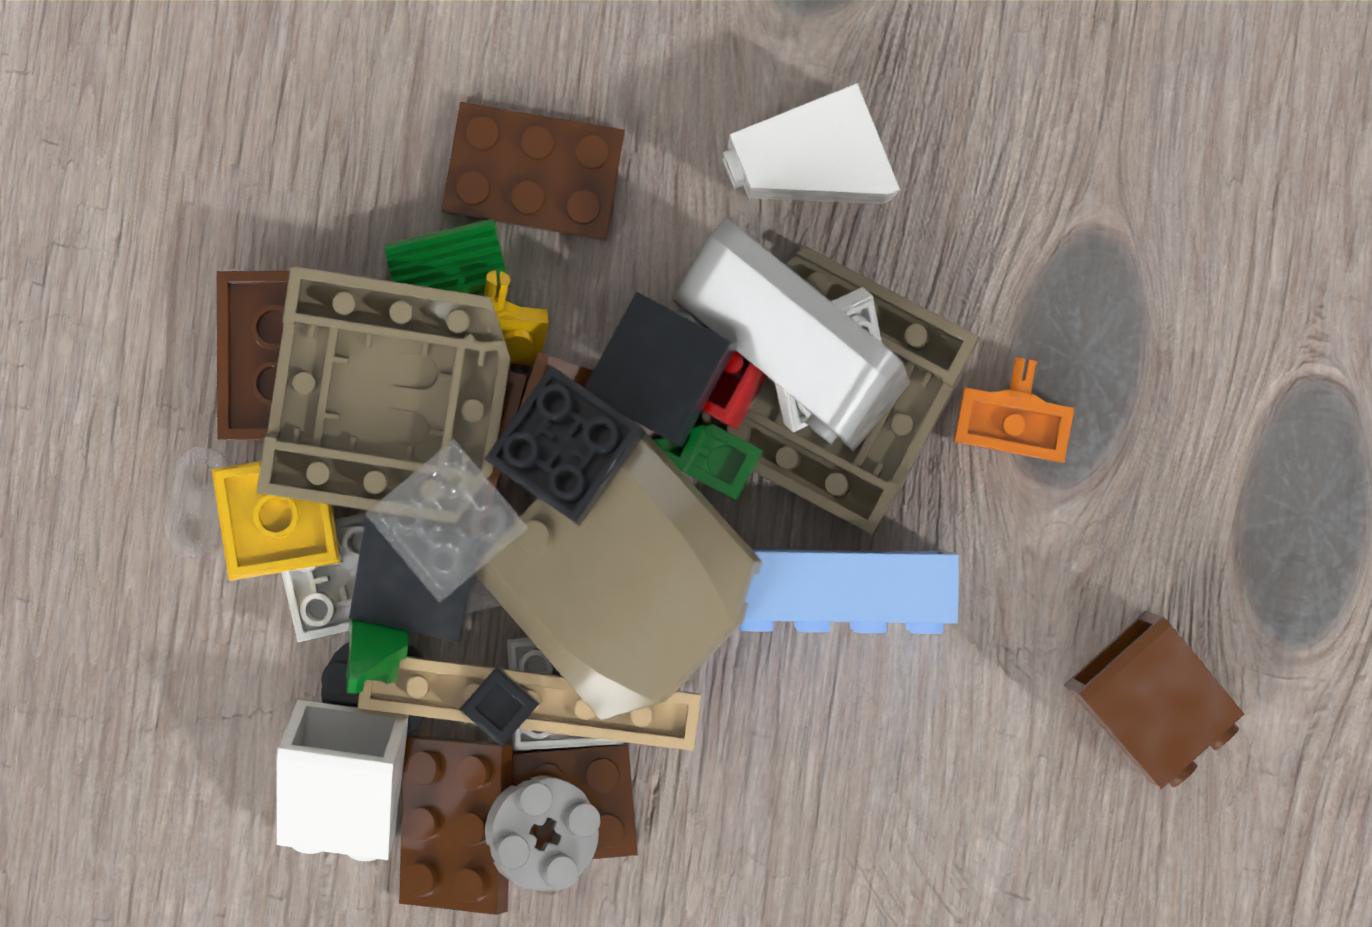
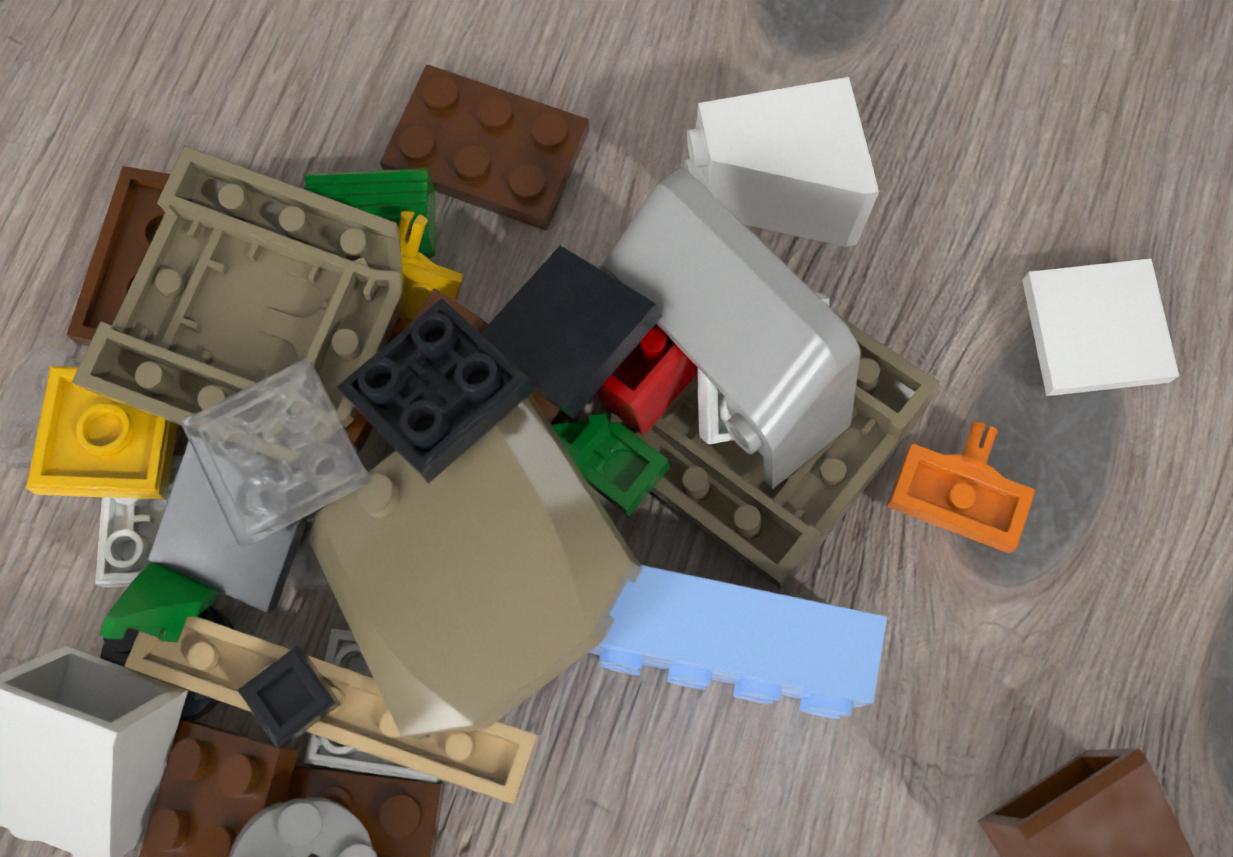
camera: 10 degrees right, 15 degrees down
(1114, 246) = (1099, 327): none -> white tile

